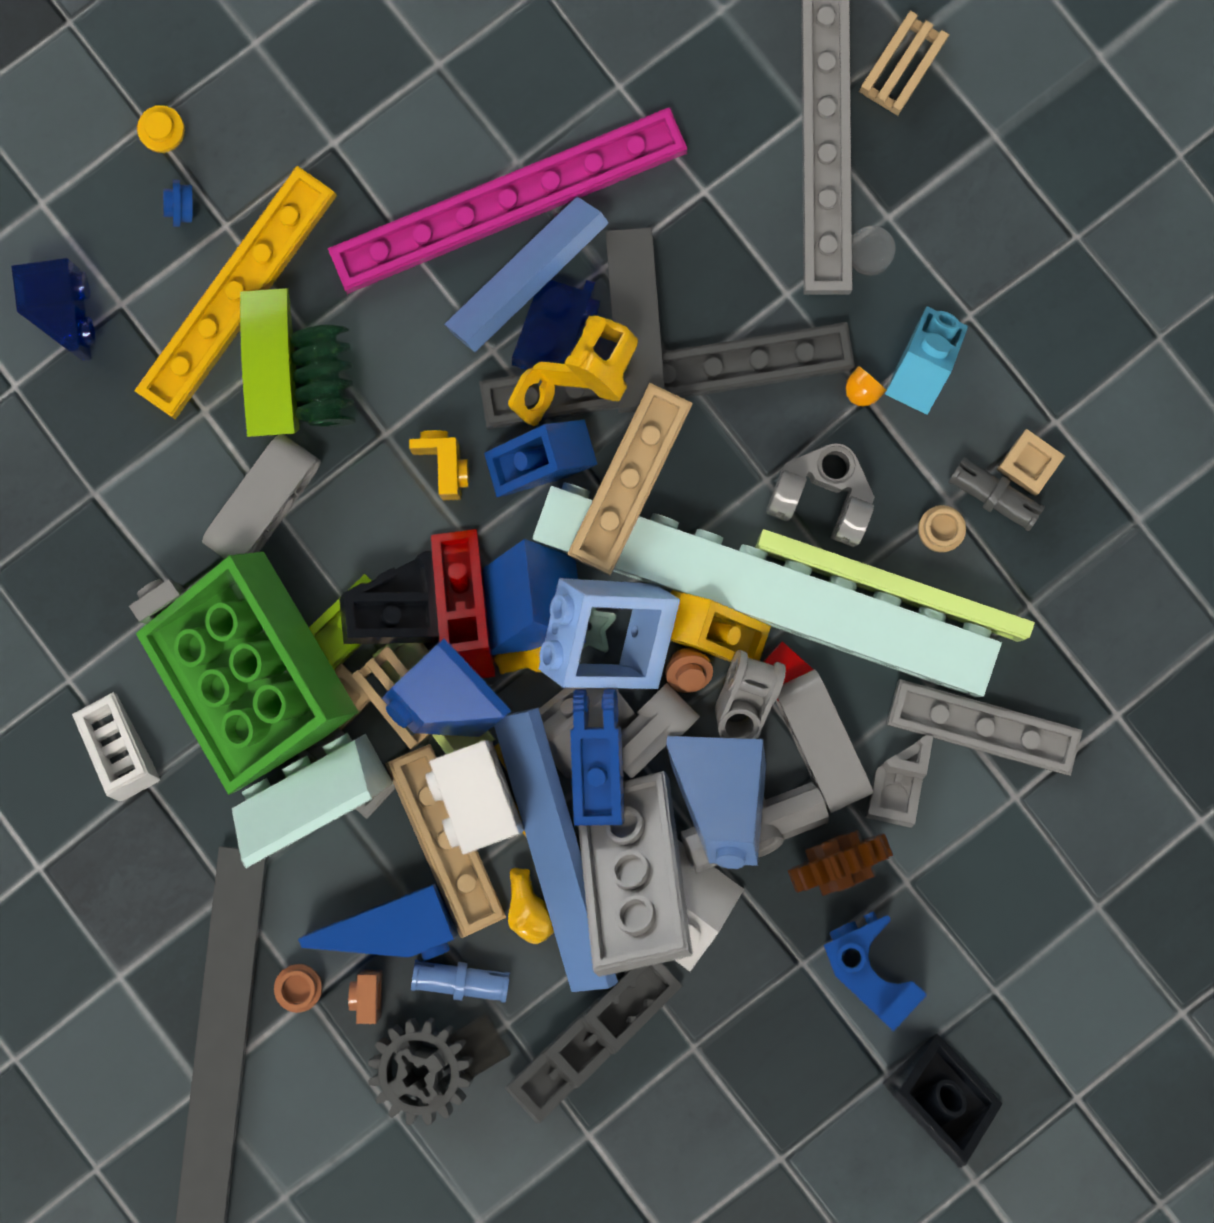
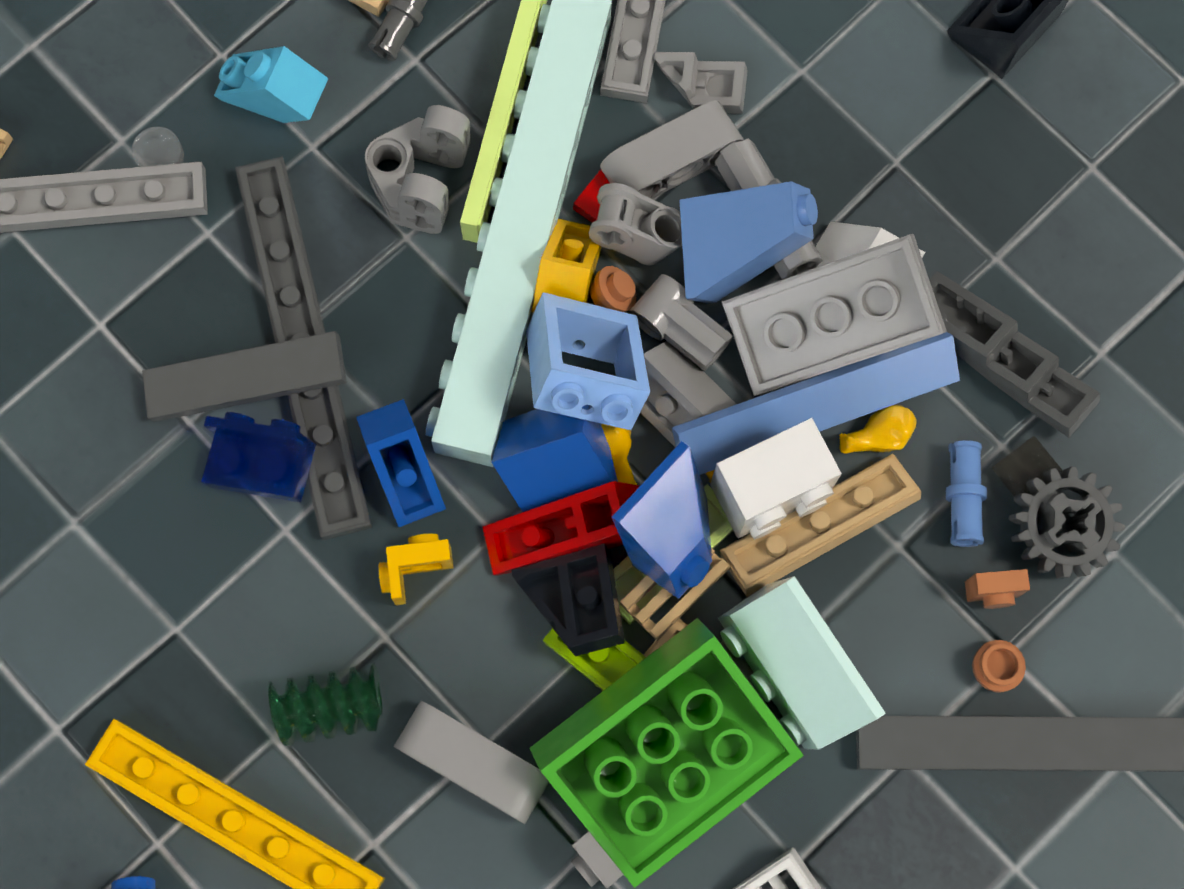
camera: 100 degrees left, 10 degrees down
(267, 362) = (314, 768): lime slope -> none
(395, 928) = (919, 563): blue slope -> none
(508, 200) = (119, 532): dark pink tile -> none
(526, 273) = (199, 497): medium blue tile -> none
(580, 369) = (302, 404): yellow piece -> none
(597, 763) = (724, 361): blue hinge -> none
(629, 479) = (418, 357): tan tile -> none
(840, 862) = (794, 119): reddish brown gear -> none
(863, 388) = (303, 145): light orange hinge -> none
(887, 1000) = (927, 61): blue tile -> none
(942, 528) = (443, 61): tan plate -> none

